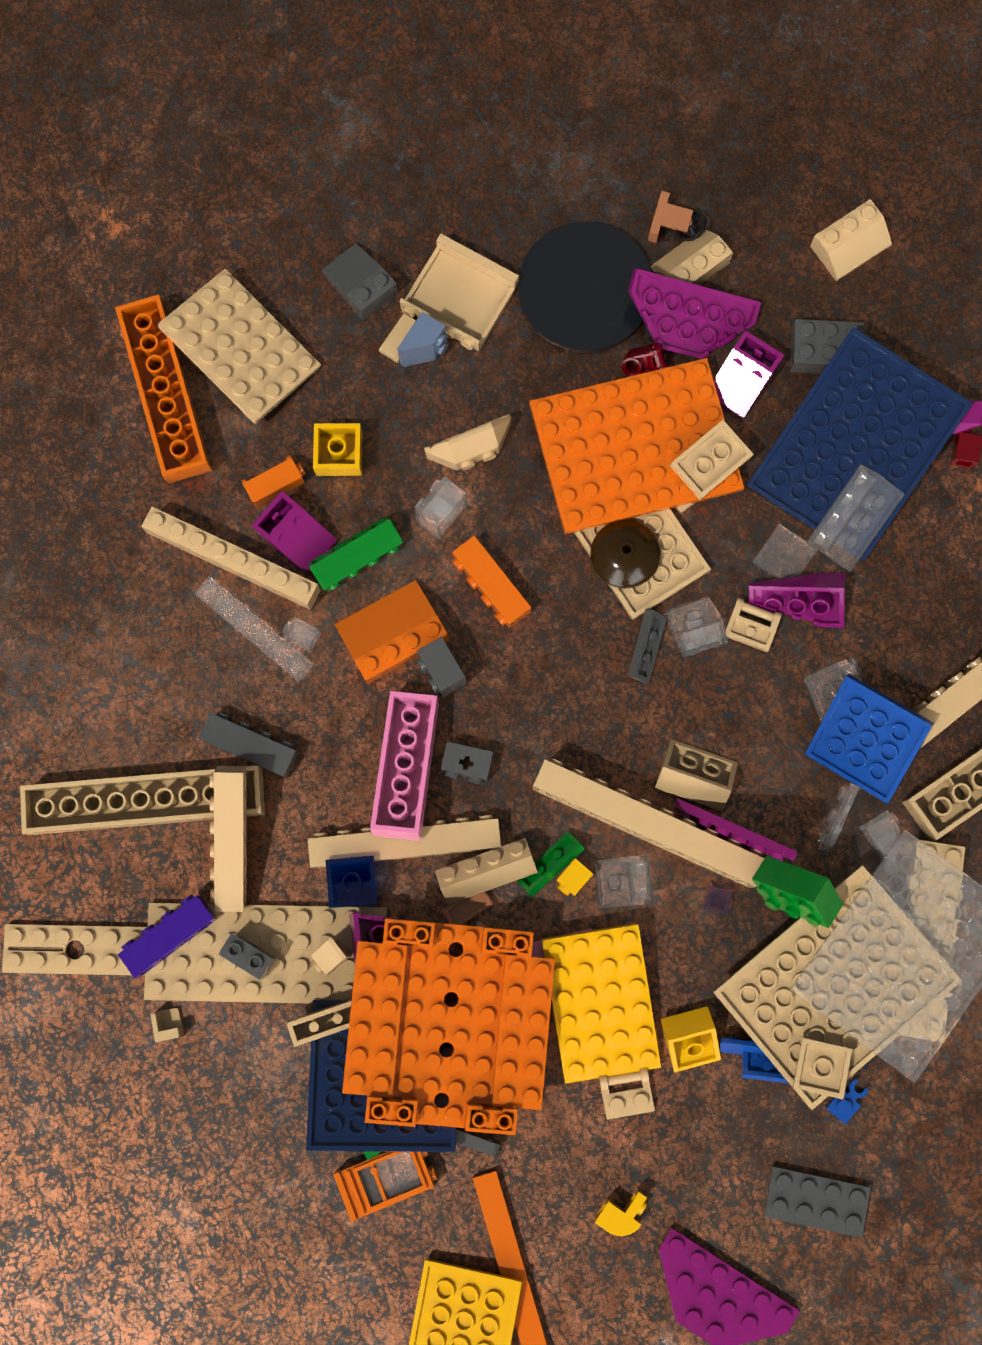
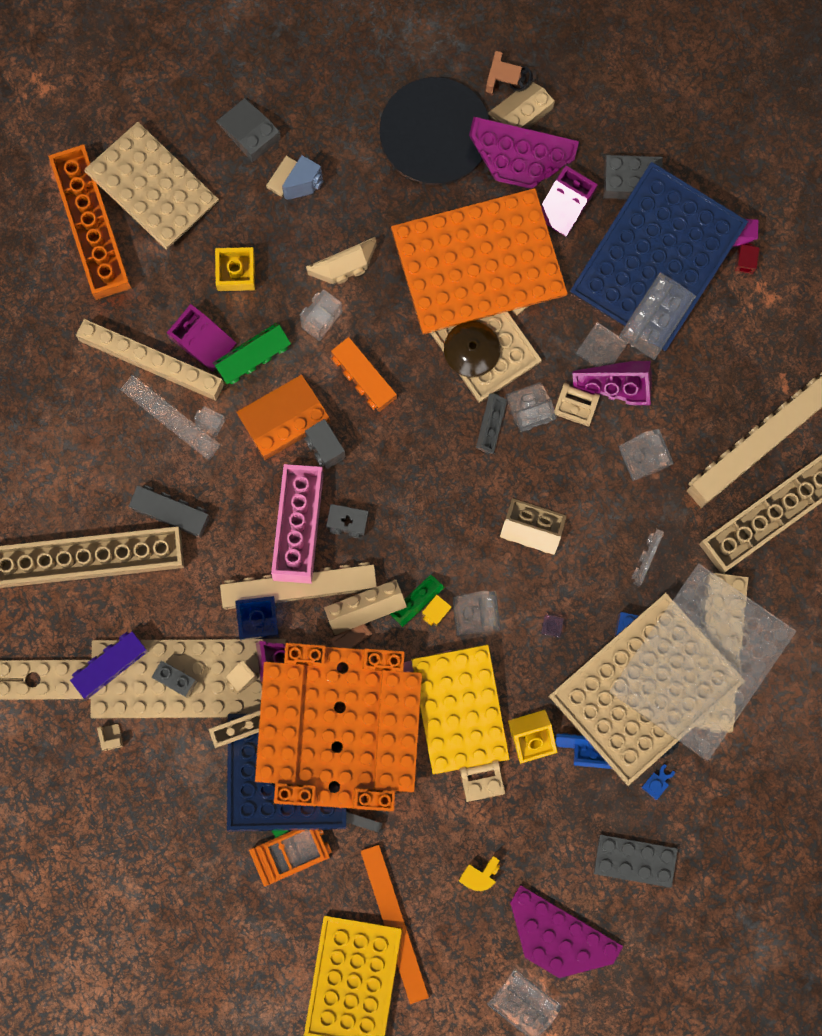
camera: 10 degrees left, 0 degrees up
(229, 839) = (157, 585): tan brick -> none
(270, 483) = (181, 297): orange brick -> none
(461, 292) = (332, 137): tan panel -> none
(647, 823) = (495, 565): tan brick -> none
(648, 359) = (487, 190): dark red piece -> none
(711, 460) = (539, 271): tan plate -> none
(736, 832) = (568, 570): magenta plate -> none
(797, 892) = (613, 614): green brick -> none
(822, 1068) = (635, 751): tan plate -> none
(852, 240) = (652, 89): tan slope -> none
(869, 738) = (669, 492): blue plate -> none
(882, 832) = (682, 566): clear slope -> none

